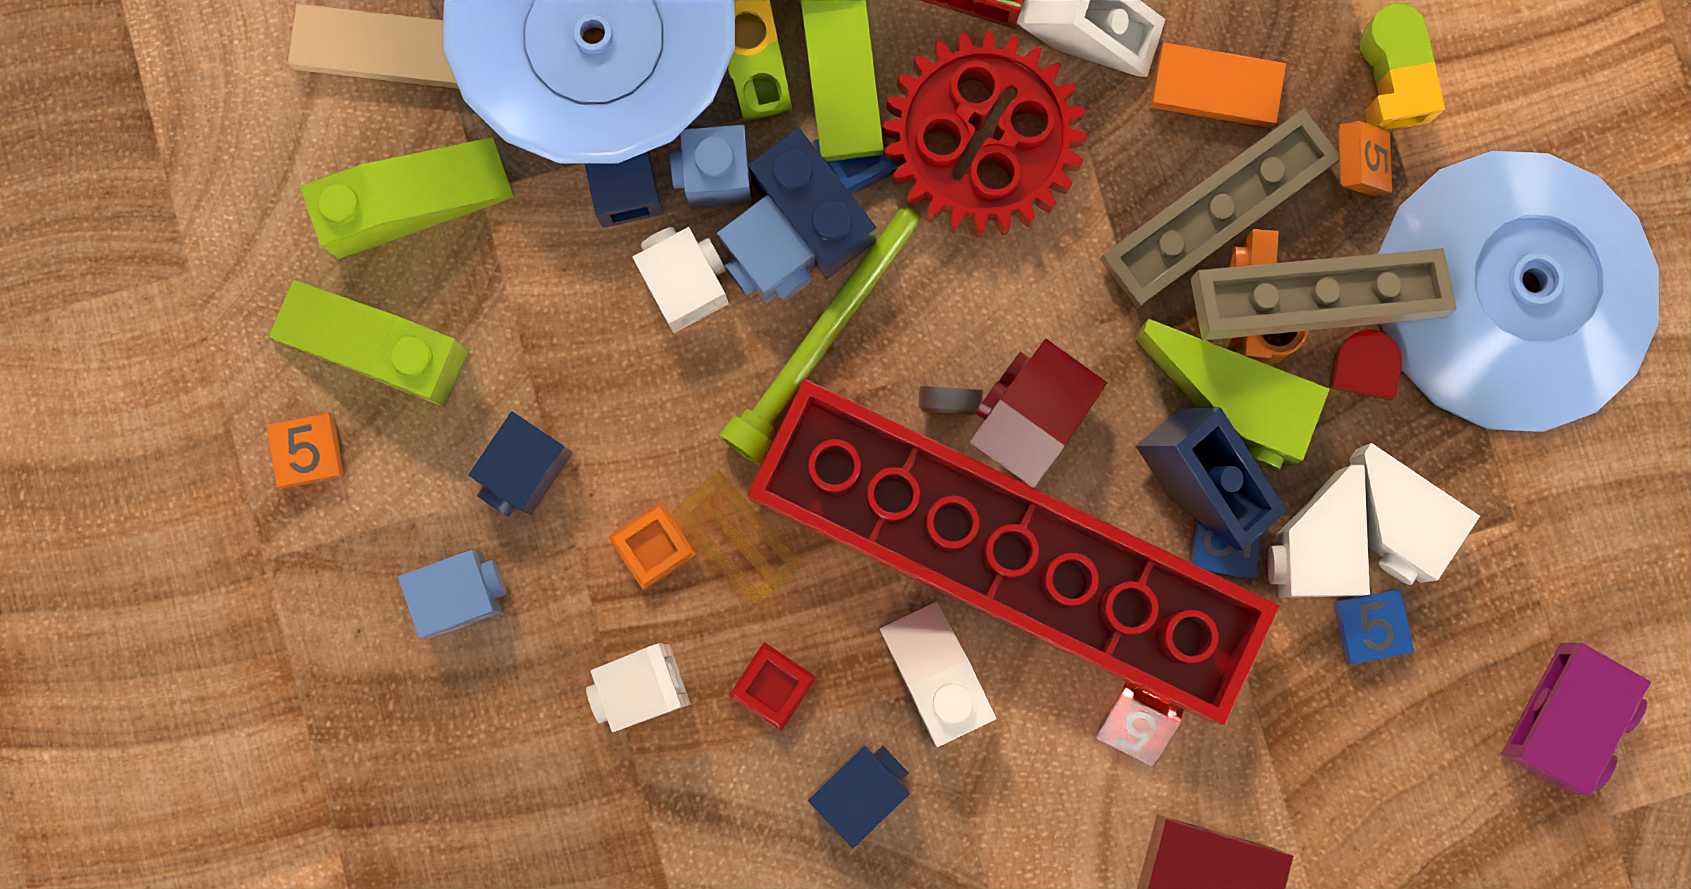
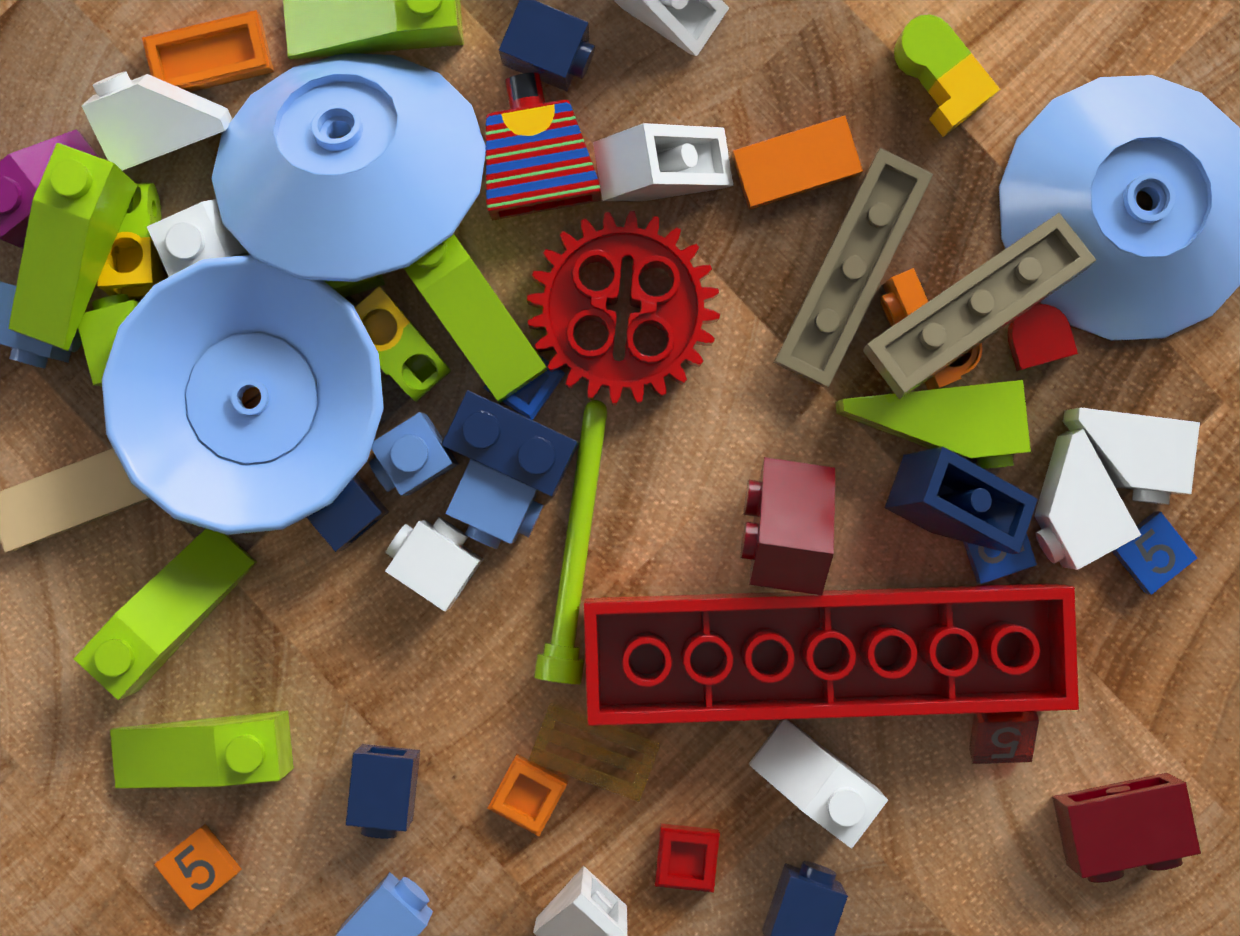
camera: 30 degrees left, 5 degrees up
(949, 400) = (711, 548): flat silver tile -> none
(1365, 158) = (952, 163): orange tile -> none

